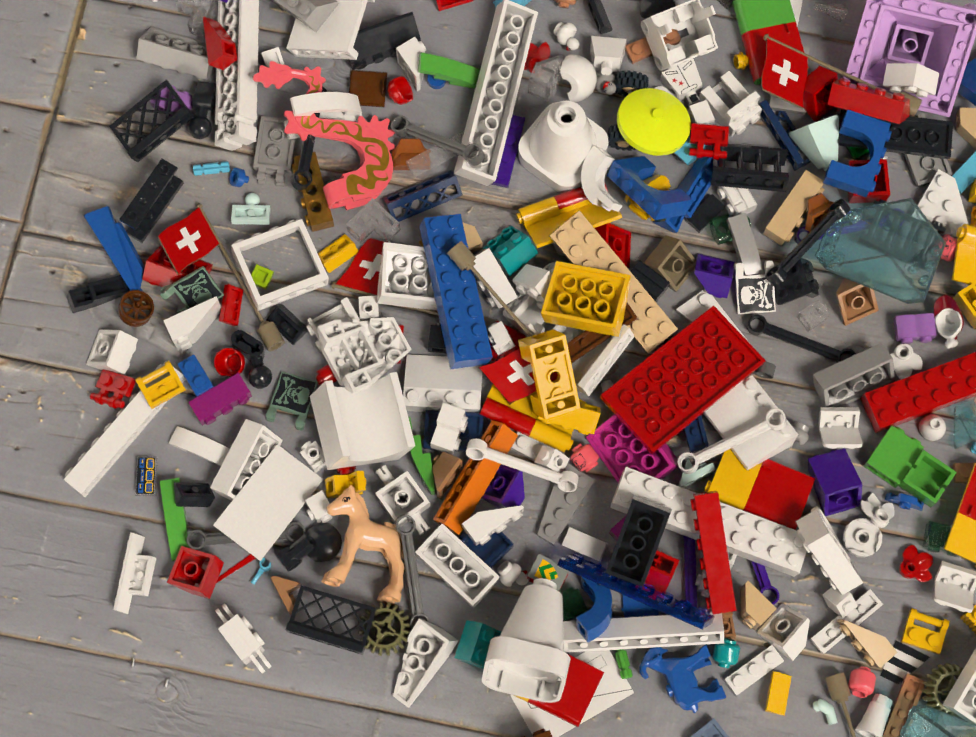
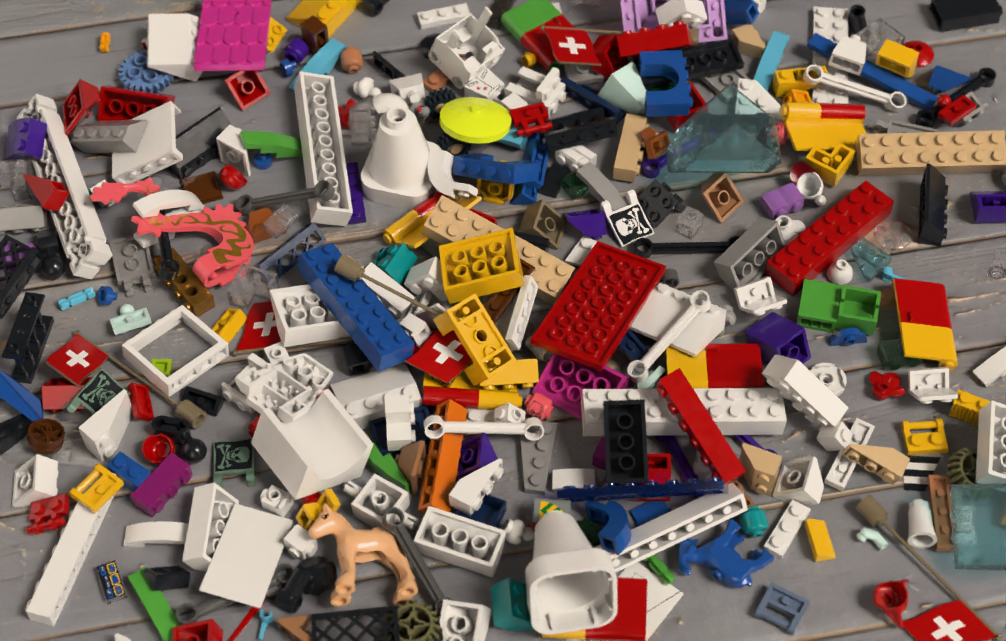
camera: 20 degrees left, 20 degrees down
(779, 272) = (643, 194): black piece -> none
(862, 682) = (892, 498): coral head -> none
(878, 513) = (833, 355): white plate -> none

